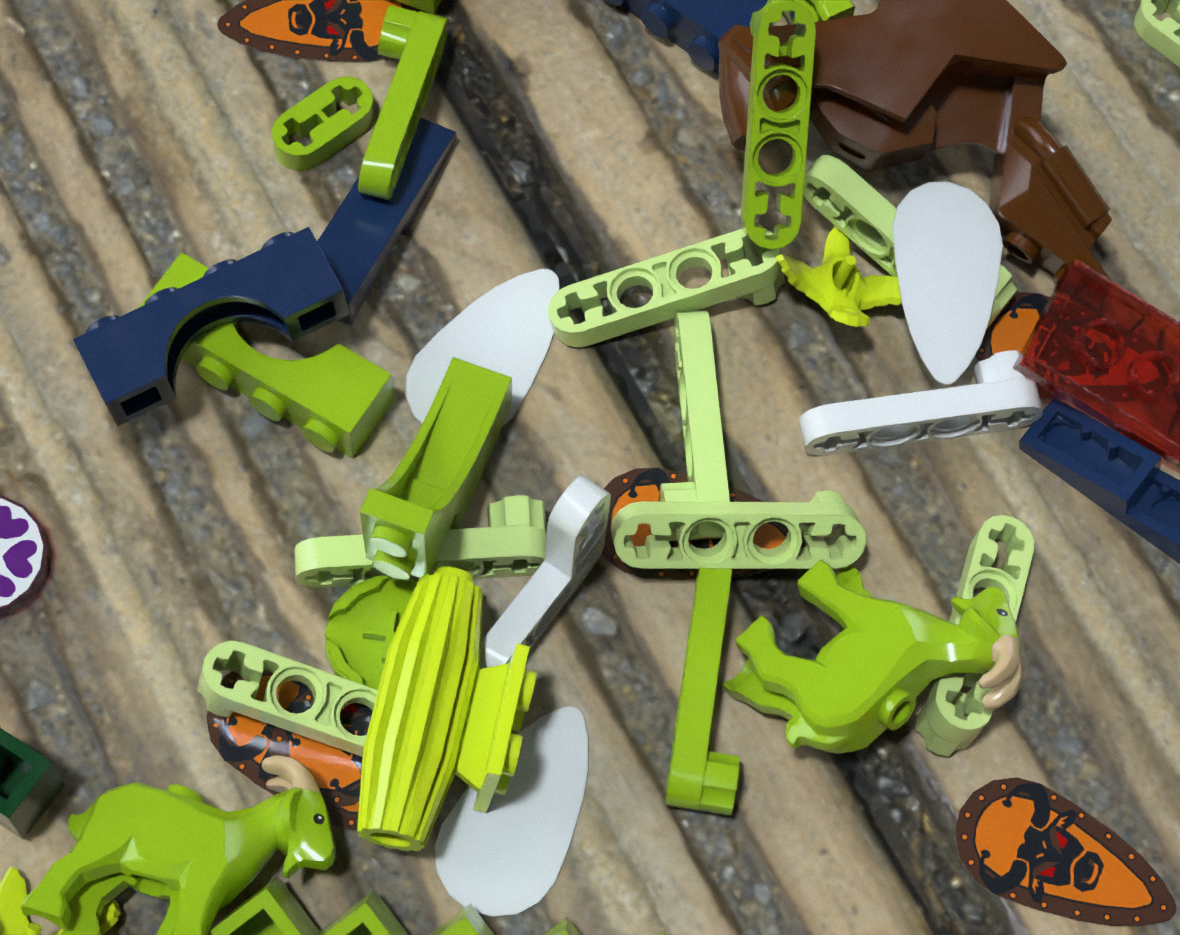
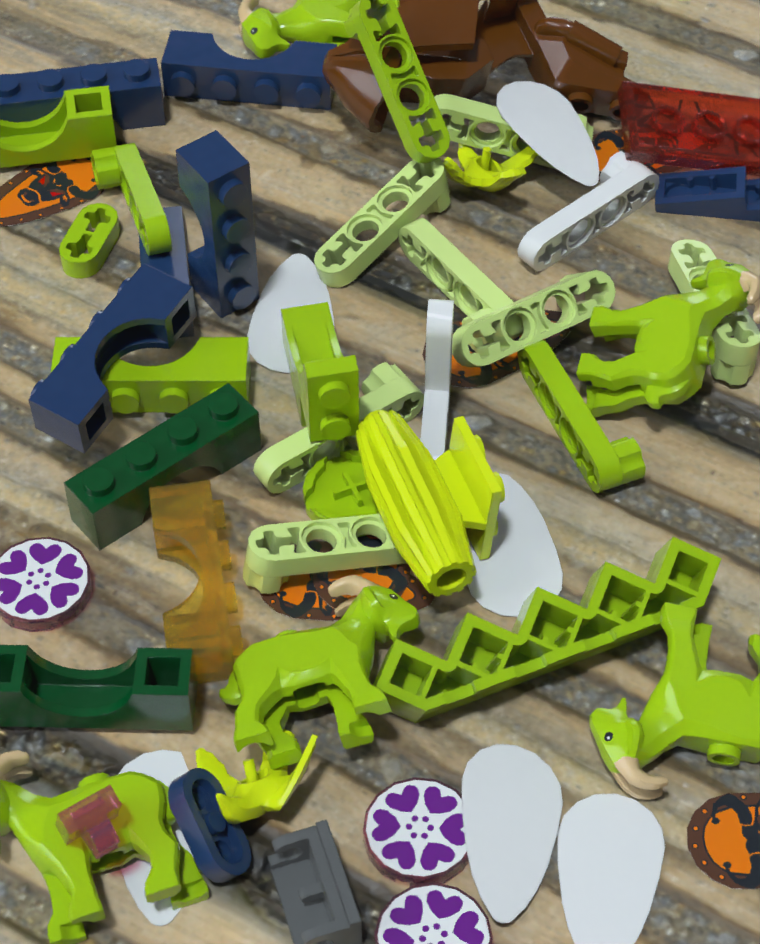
camera: 25 degrees left, 15 degrees down
(100, 730) = (186, 534): none -> clear yellow arch
(132, 492) = (114, 492): none -> dark green arch
(432, 214) = (221, 194): none -> dark blue arch

